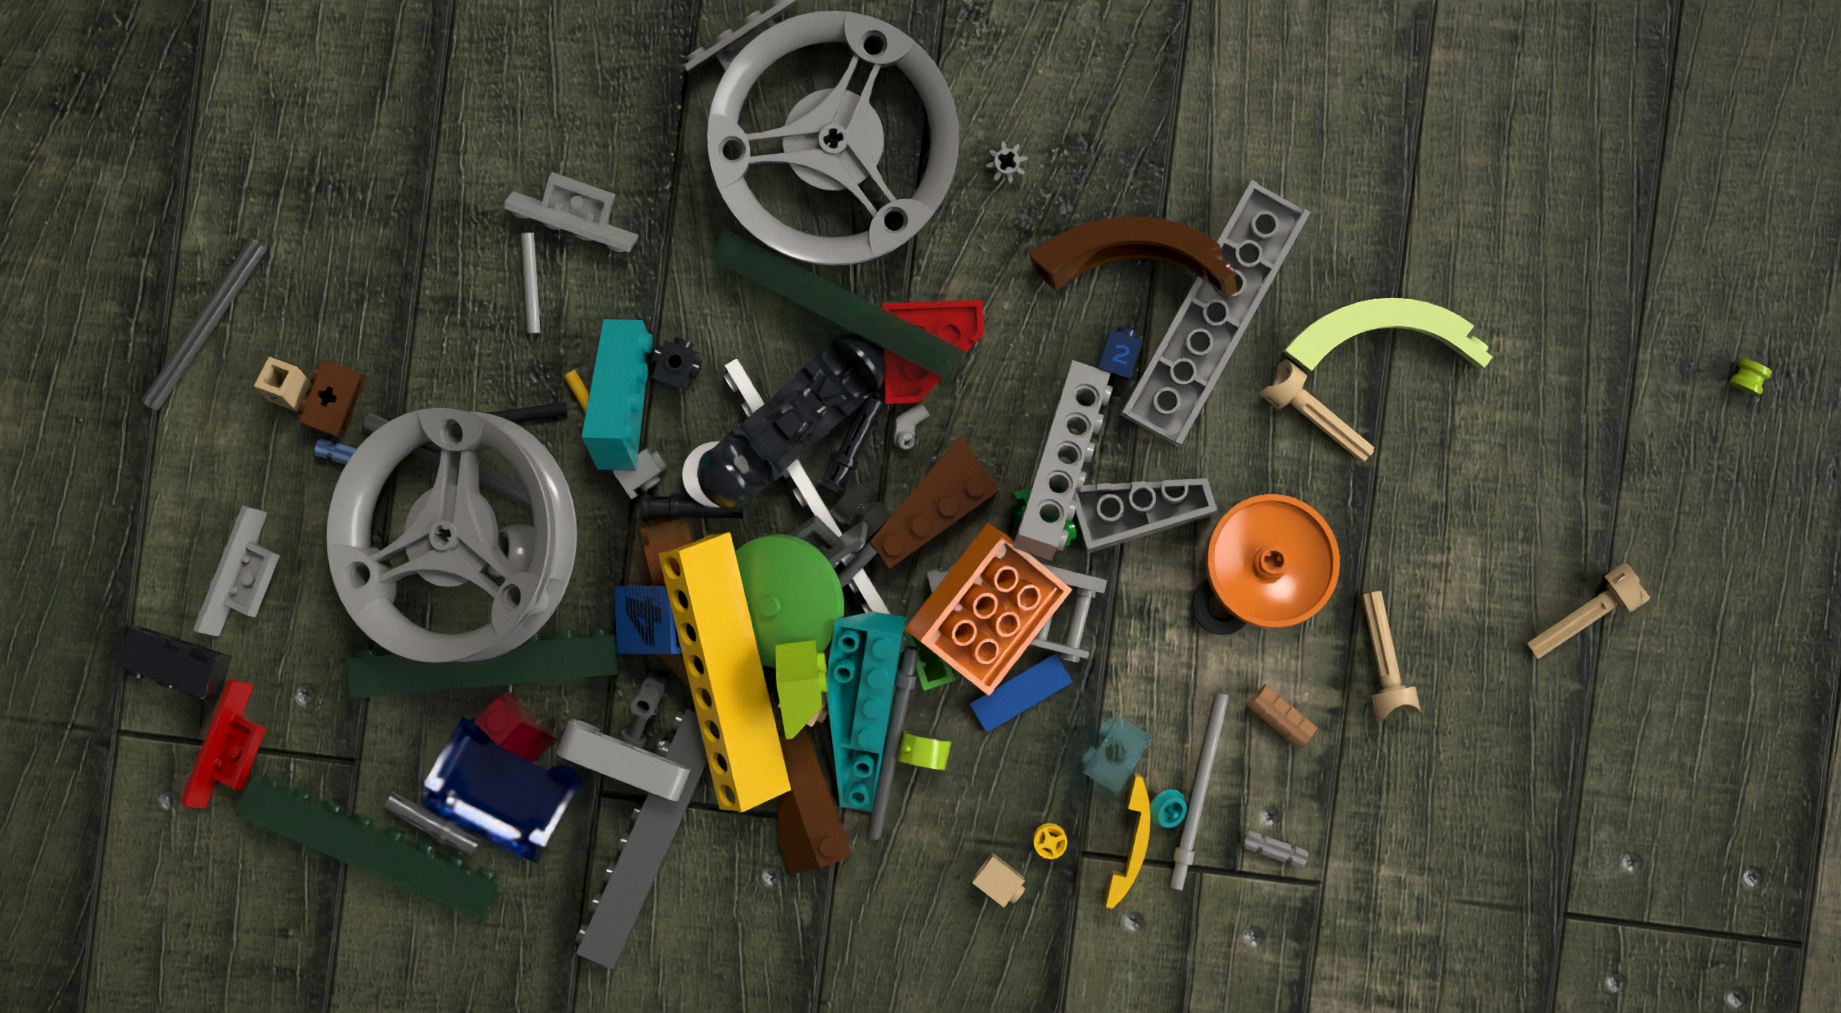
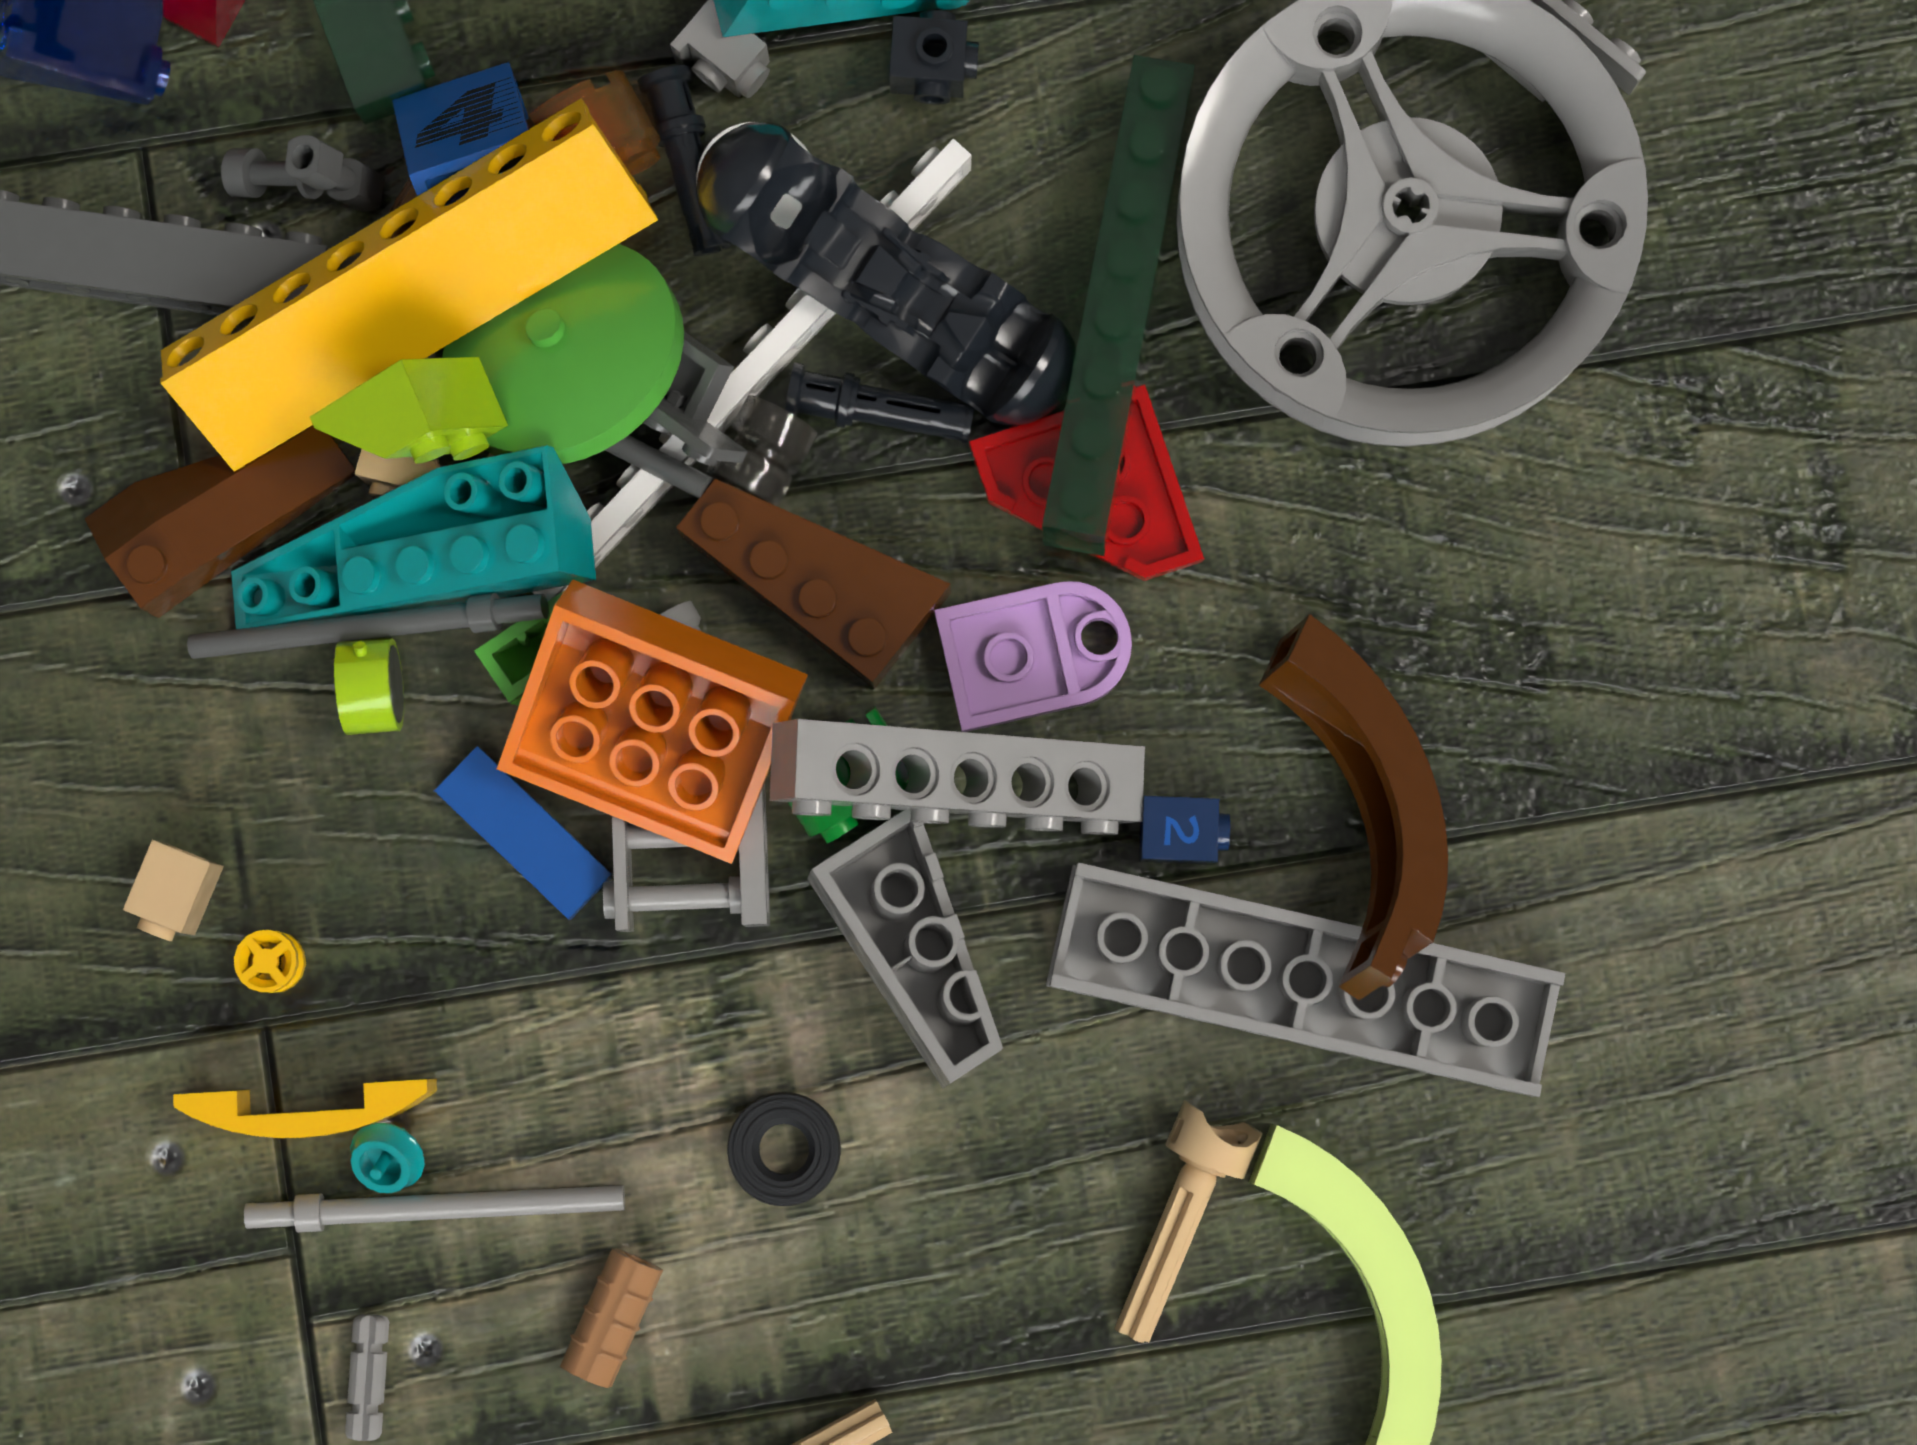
camera: 75 degrees right, 5 degrees down
(620, 760) = (206, 96): light grey beam -> none
(905, 426) = (941, 491): light grey arm -> none
(1004, 152) = (1475, 525): light grey gear -> none
(1004, 406) = (1026, 653): none -> lavender plate
(1115, 773) = (423, 1038): clear light blue brick -> none
(1272, 561) = (887, 1215): orange dish -> none

